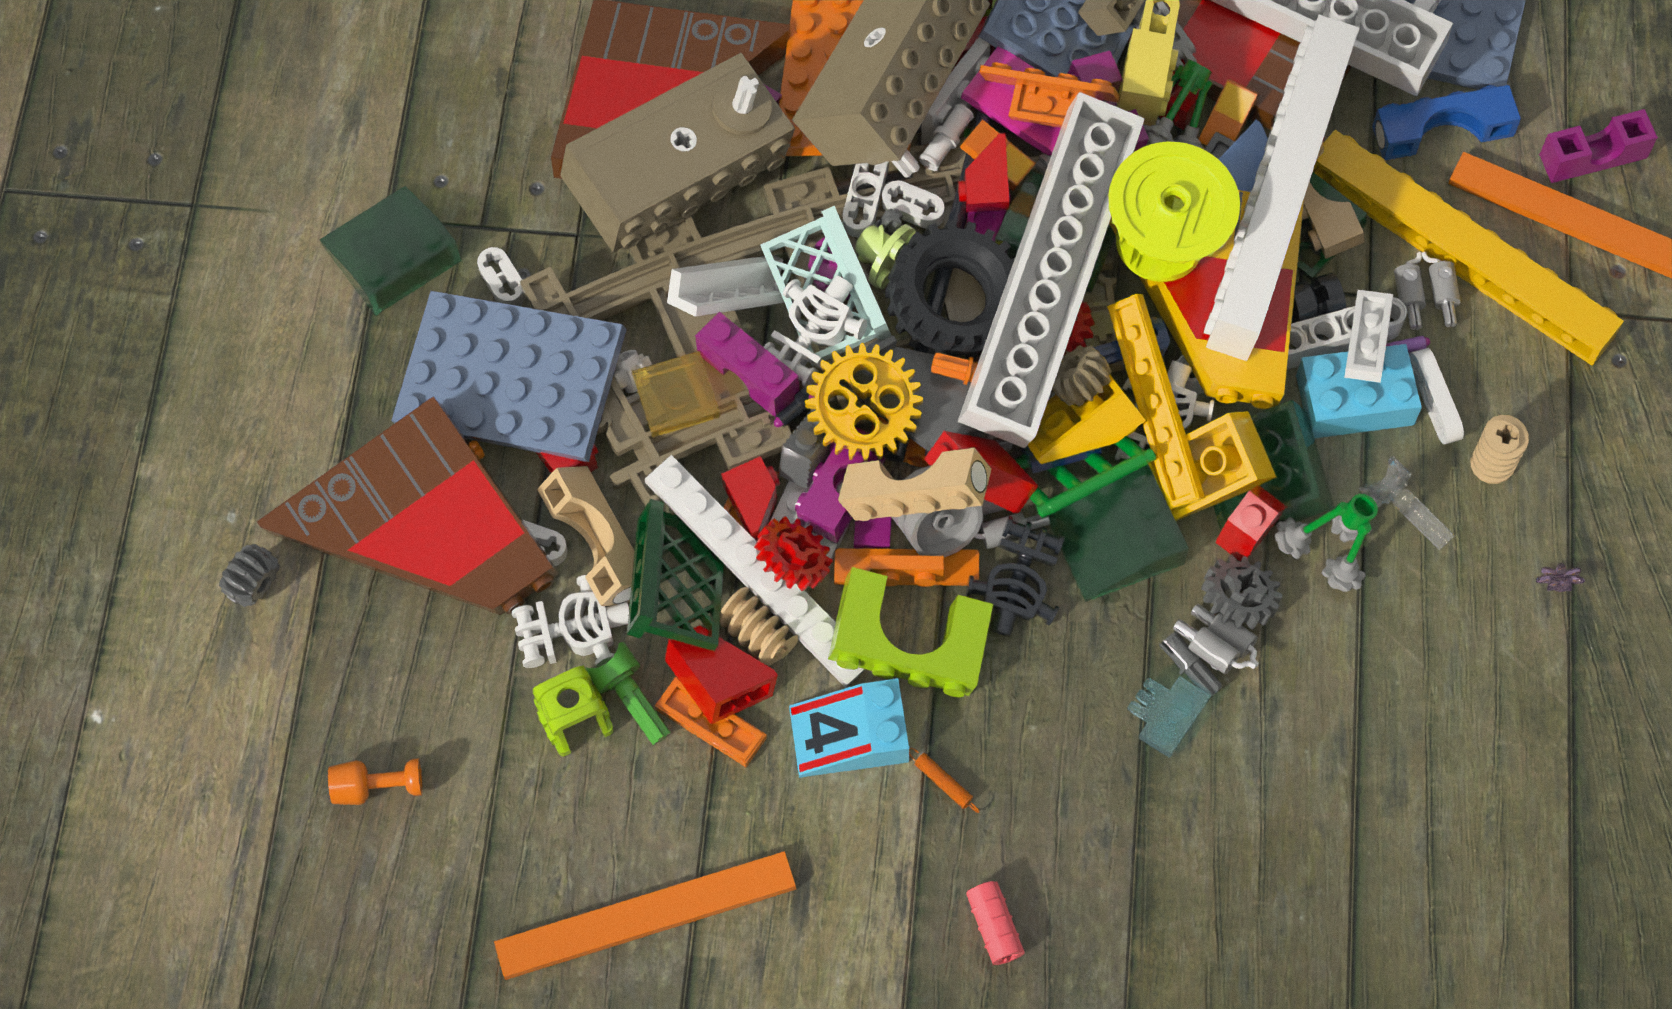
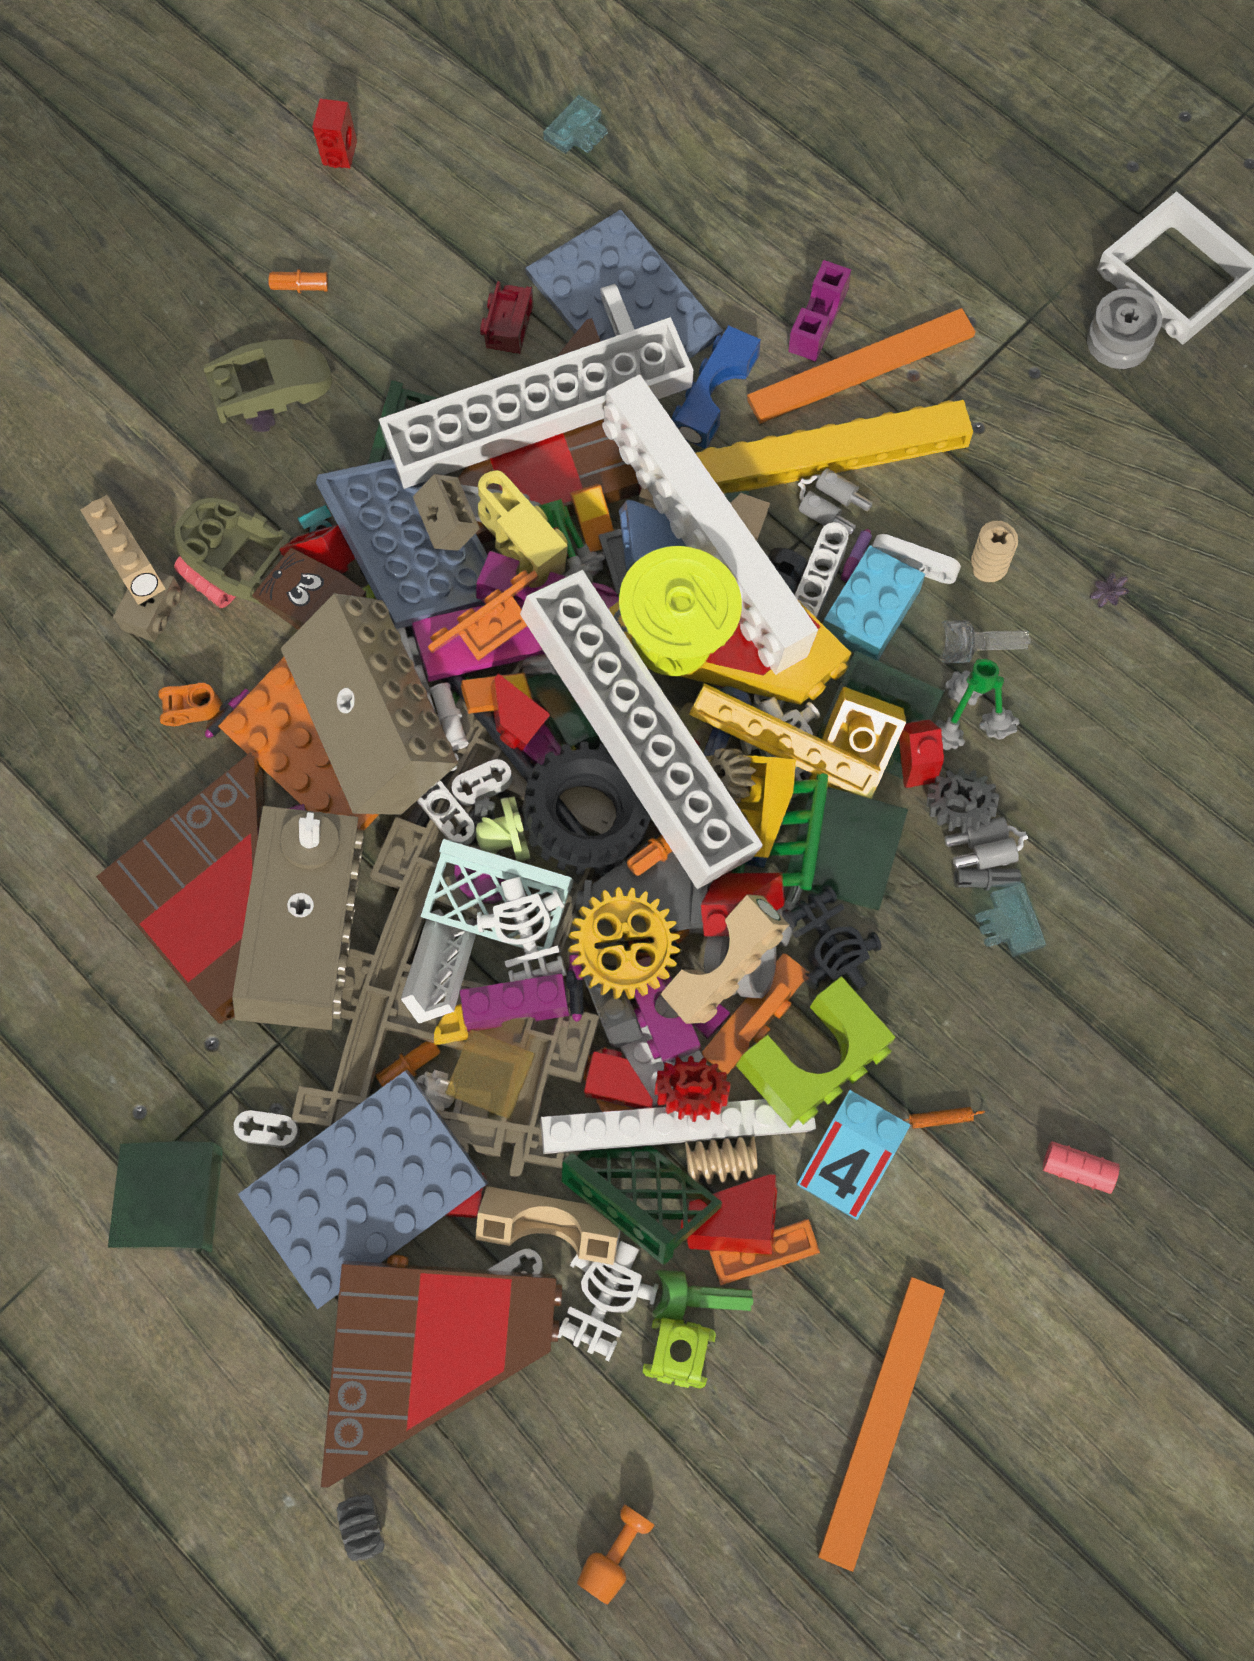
camera: 50 degrees left, 5 degrees up
(641, 338) = (410, 1062): none -> orange axle
(684, 336) = (451, 1027): none -> yellow tile
(1369, 336) = (850, 563): white plate -> none

